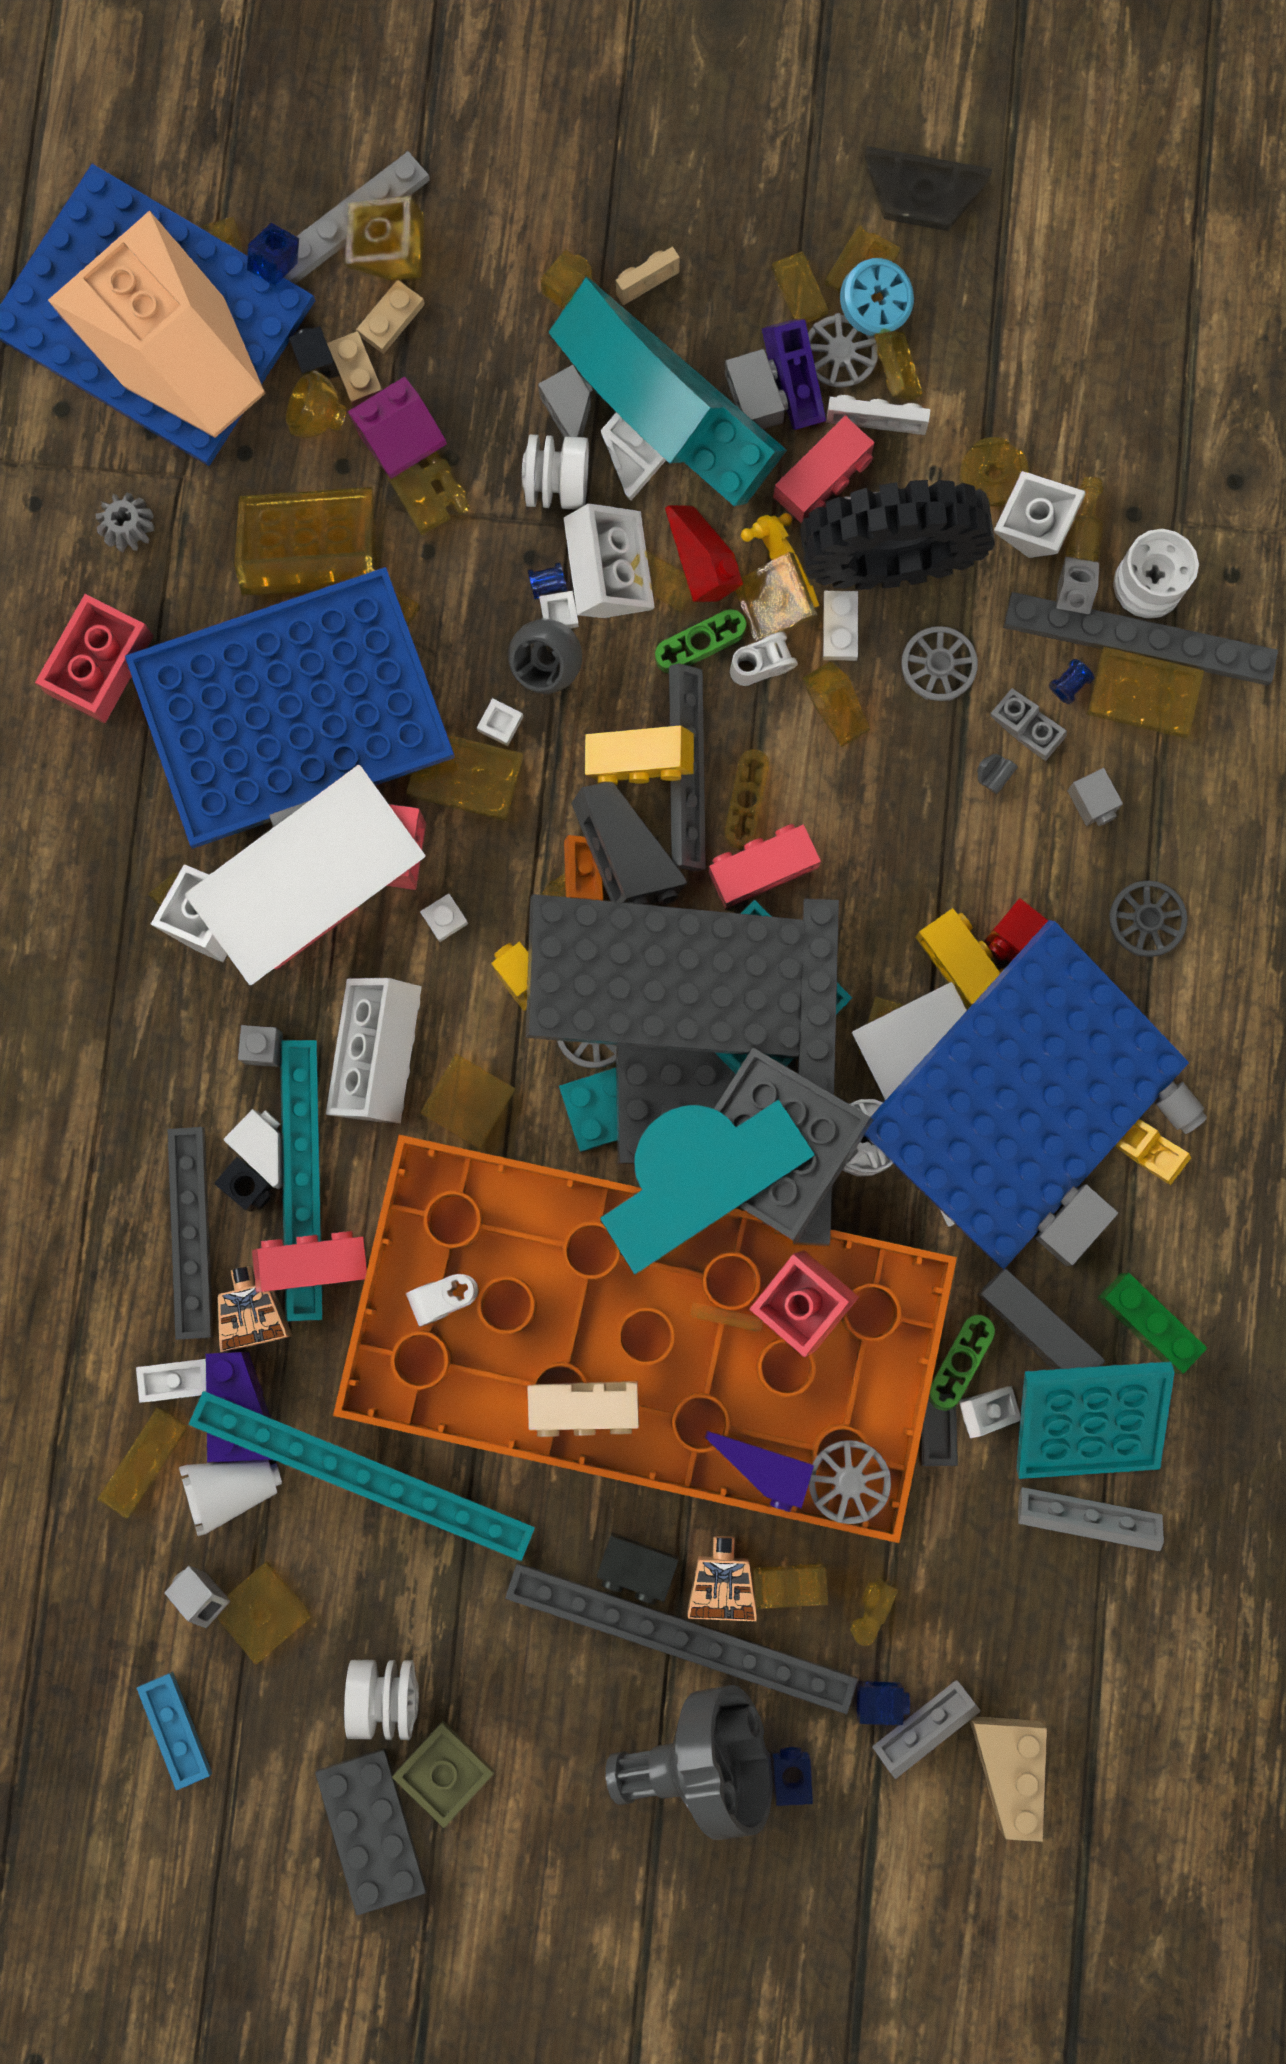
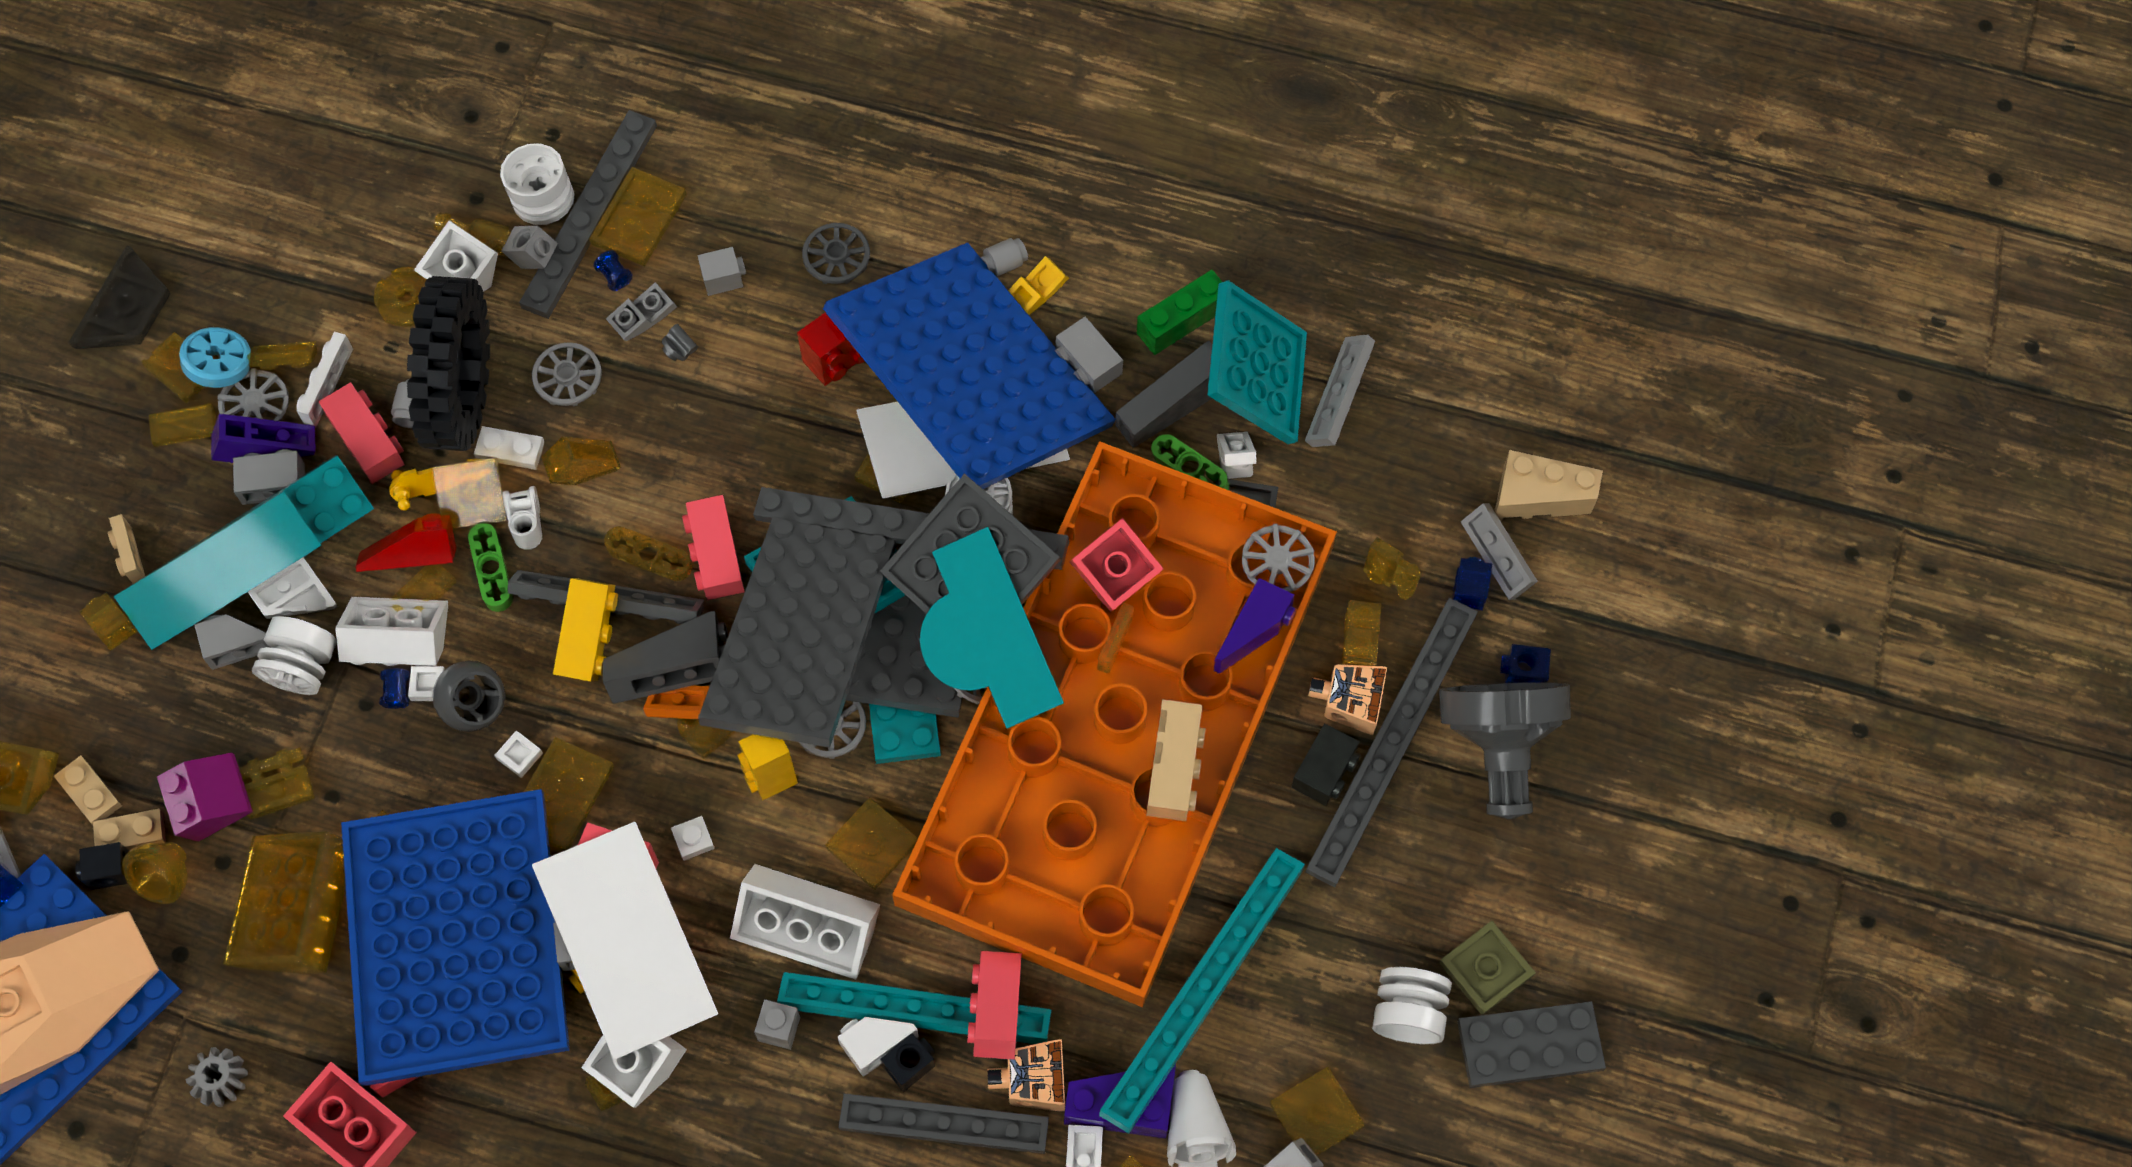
camera: 85 degrees left, 15 degrees down
(437, 1299) = (1052, 885): white piece -> none
(959, 955) = (837, 399): yellow brick -> none

